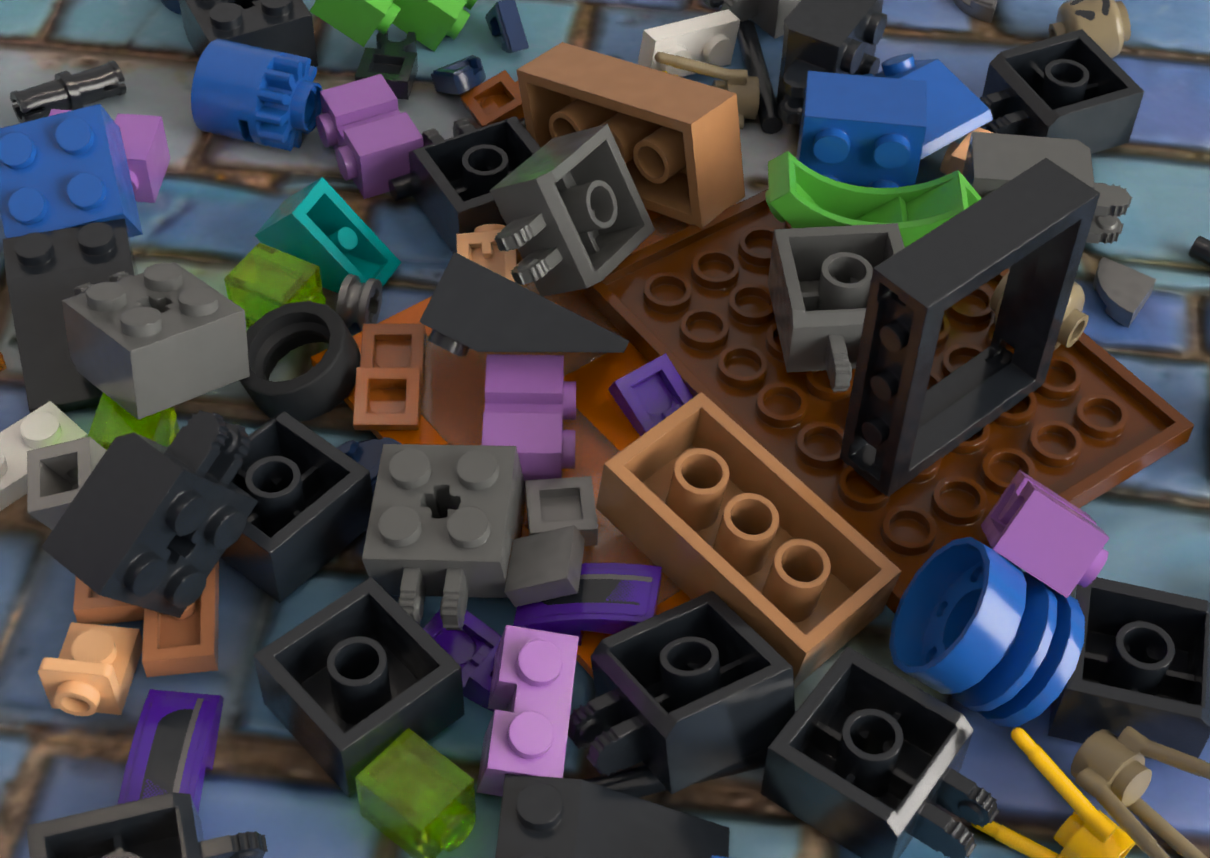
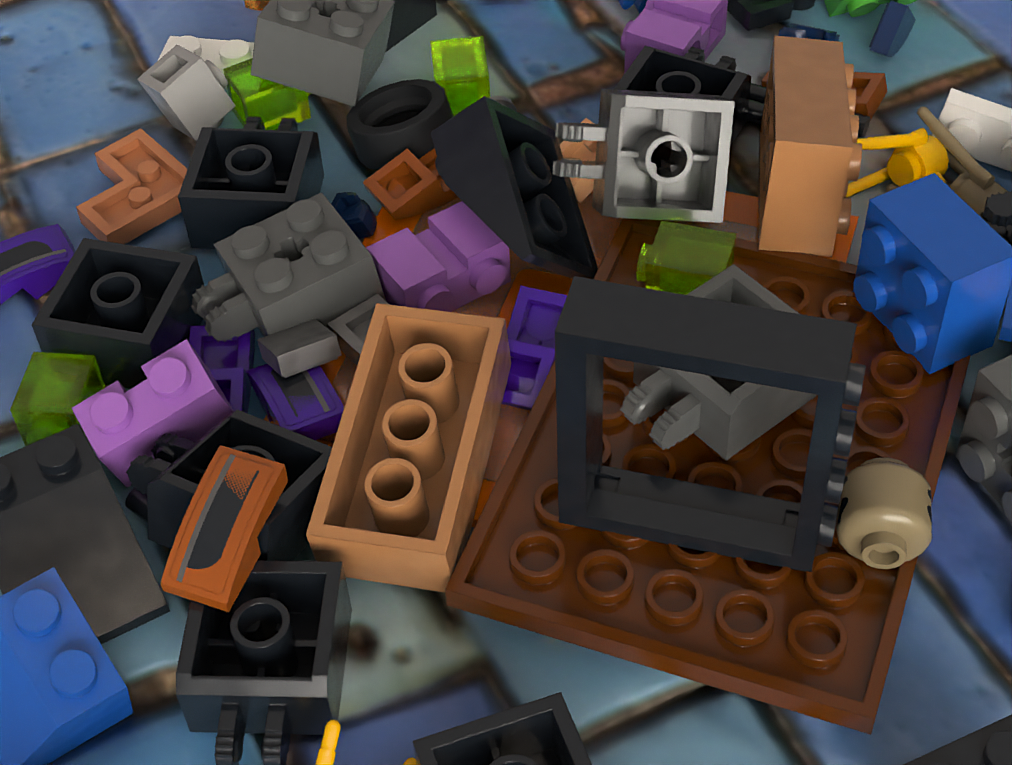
camera: 60 degrees right, 0 degrees up
(92, 669) = (60, 193): light nougat bracket -> none
(157, 515) = (135, 119): black hinge -> none
(328, 233) = (536, 71): teal slope -> none
(713, 270) = (684, 257): none -> clear neon green brick
(777, 701) = (221, 528): none -> dark orange slope
(814, 200) = (907, 375): bright green arch -> none
(987, 633) = (437, 654): blue wheel -> none
(1046, 535) = (556, 629): medium lavender brick -> none

